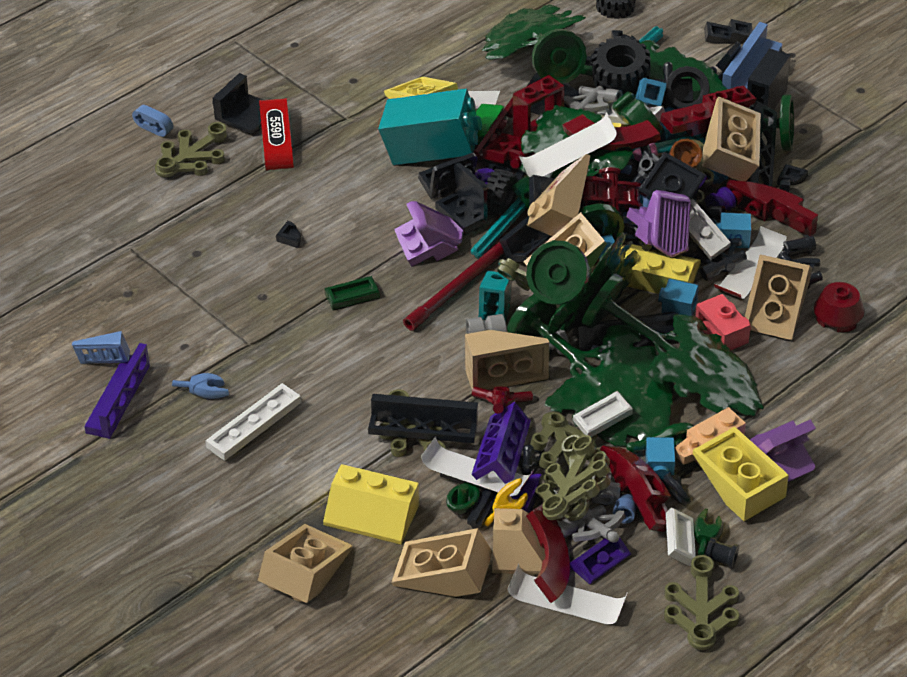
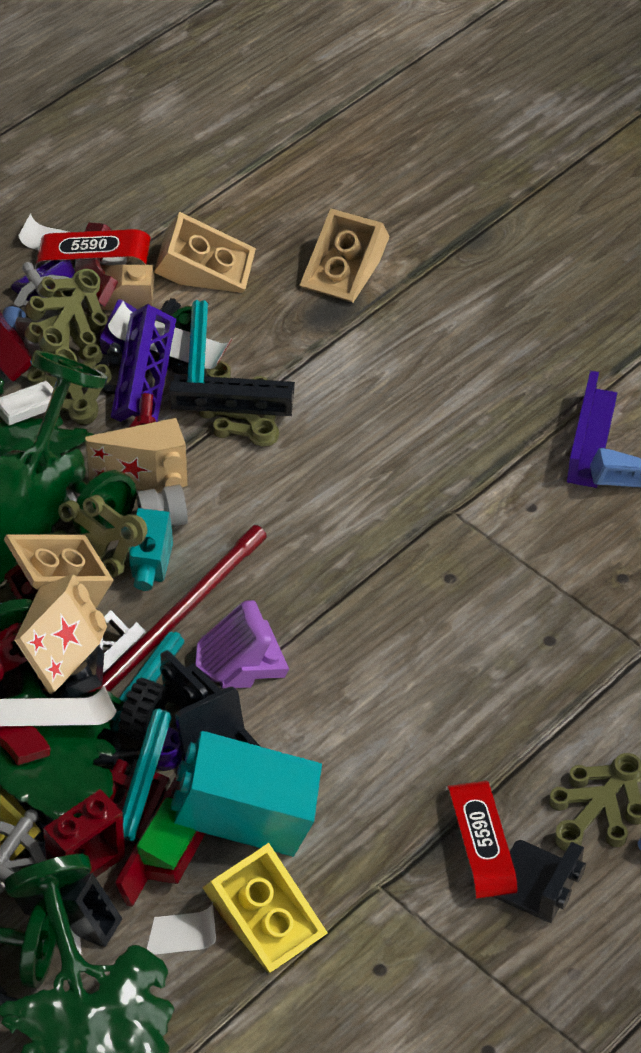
camera: 175 degrees right, 5 degrees up
(203, 385) = (497, 448): medium blue hand -> none
(253, 421) = (426, 403): white plate -> none
(289, 235) = (430, 665): black tile -> none
(352, 293) = (335, 579): dark green tile -> none
(371, 504) = (280, 319): light yellow slope -> none
(452, 455) = (197, 342): none -> teal axle
(499, 145) = (144, 772): none -> teal axle
(504, 501) = (134, 298): yellow hand -> none
(554, 562) = (94, 245): none -> red sticker

